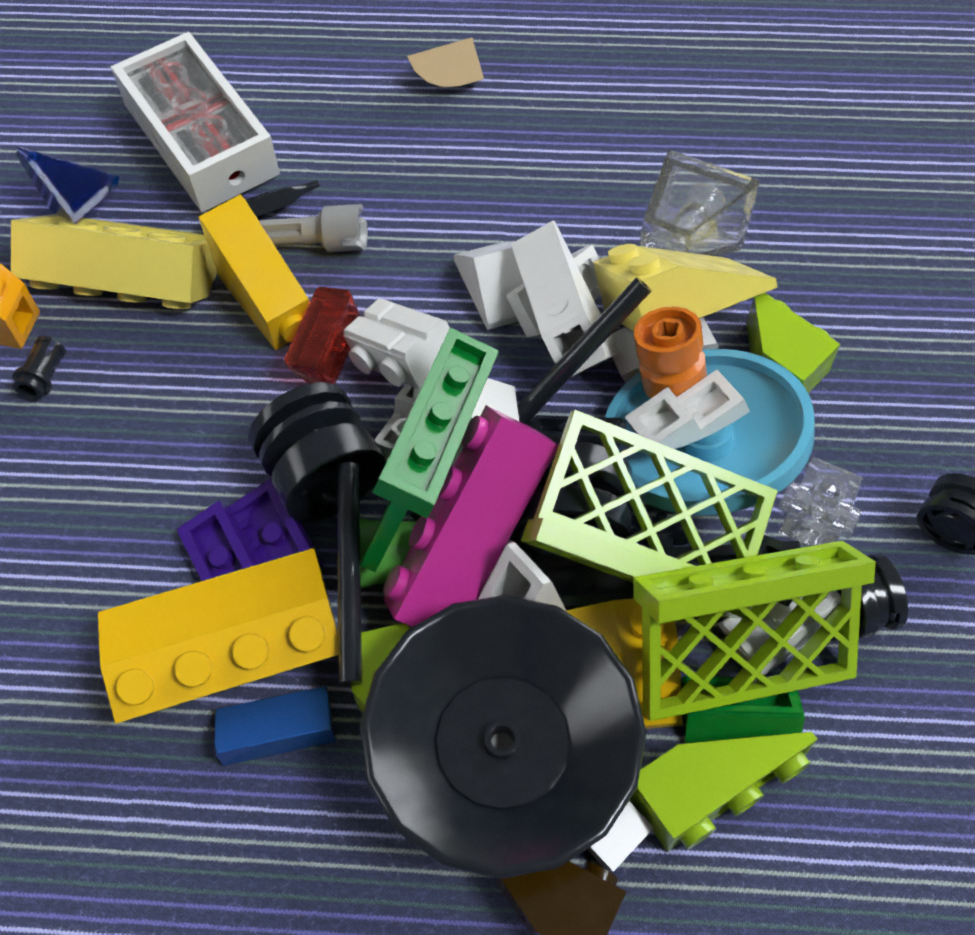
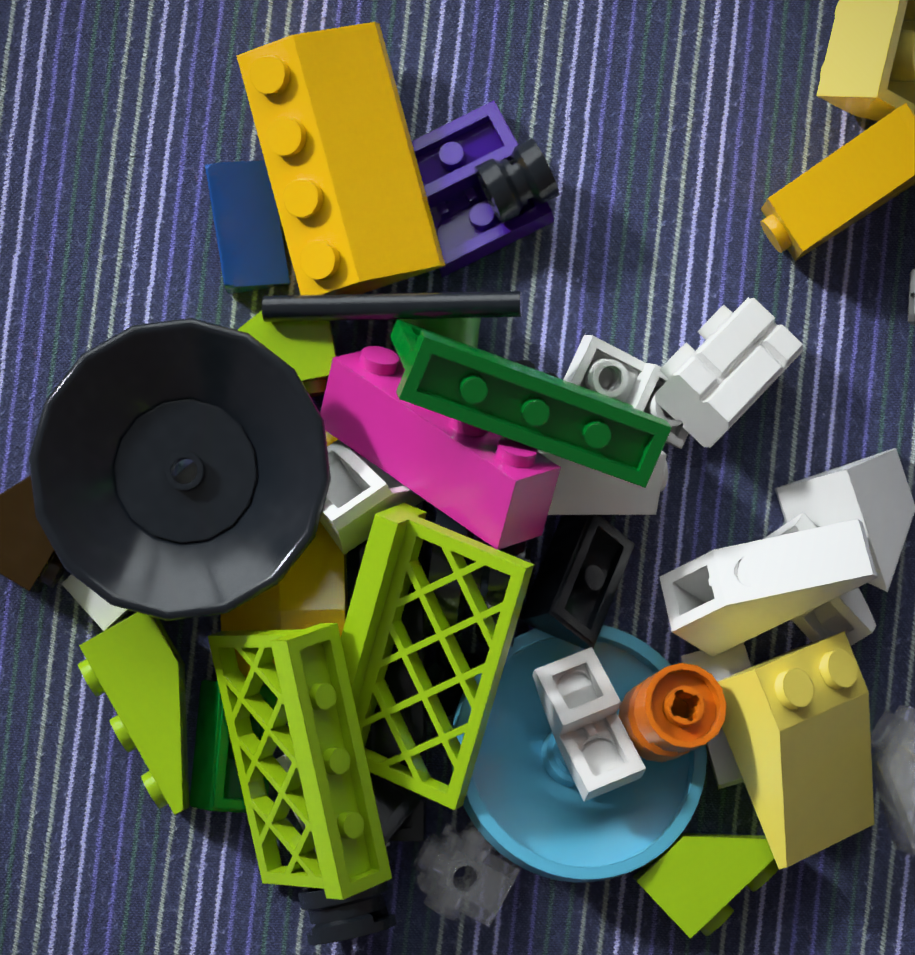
camera: 90 degrees right, 25 degrees up
(246, 500) = (515, 181): none -> black wheel
(304, 440) = (569, 266): black wheel -> none
(319, 343) = (750, 267): clear red slope -> none
(583, 349) = (679, 599): black piece -> none

